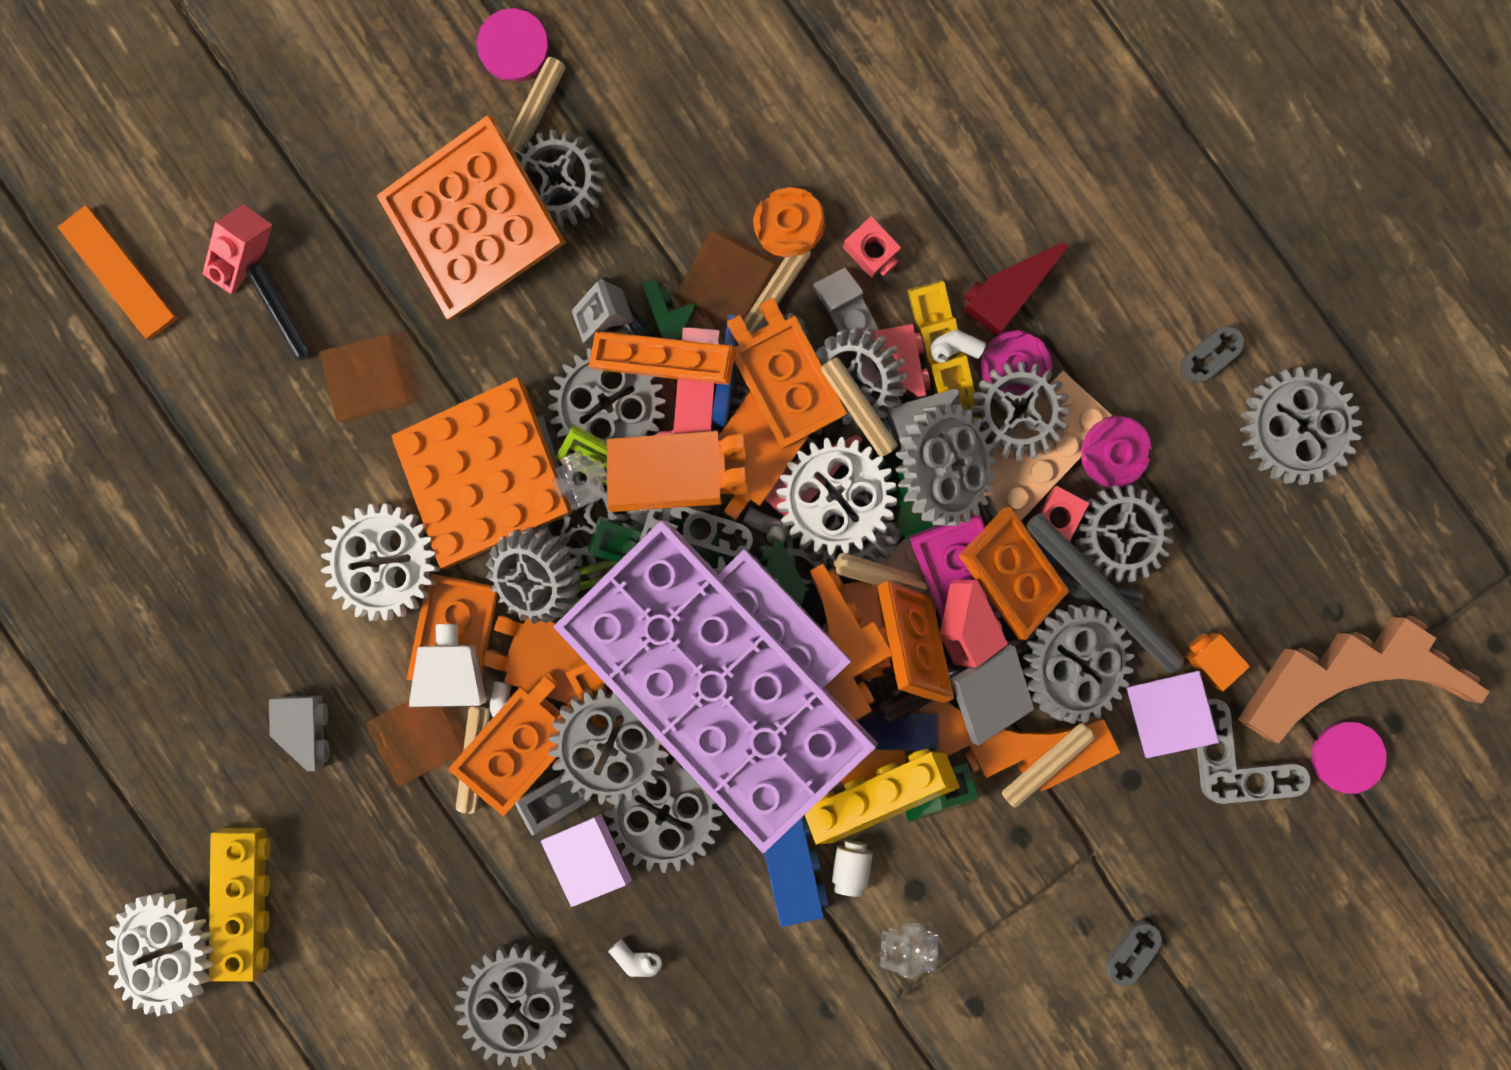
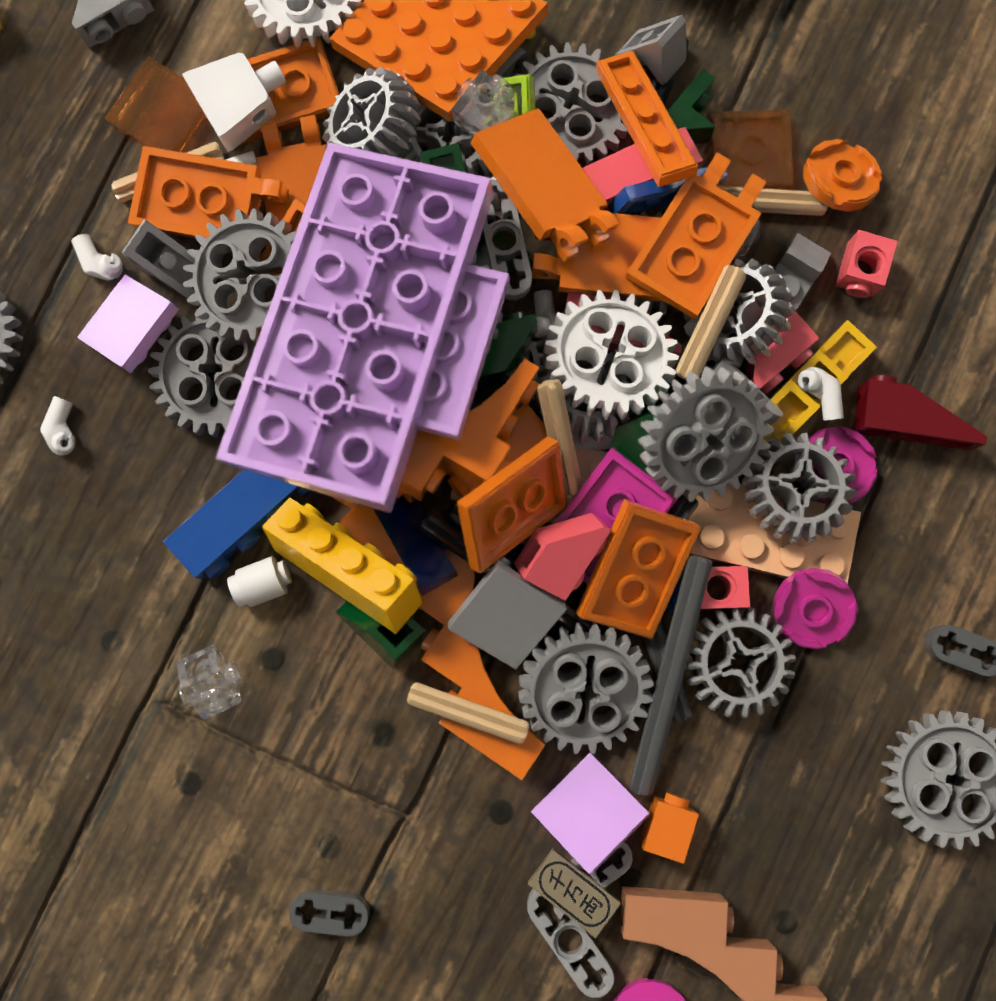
camera: 65 degrees right, 5 degrees down
(516, 859) = (93, 263): none -> white arm
(1224, 760) = (574, 892): none -> dark tan tile

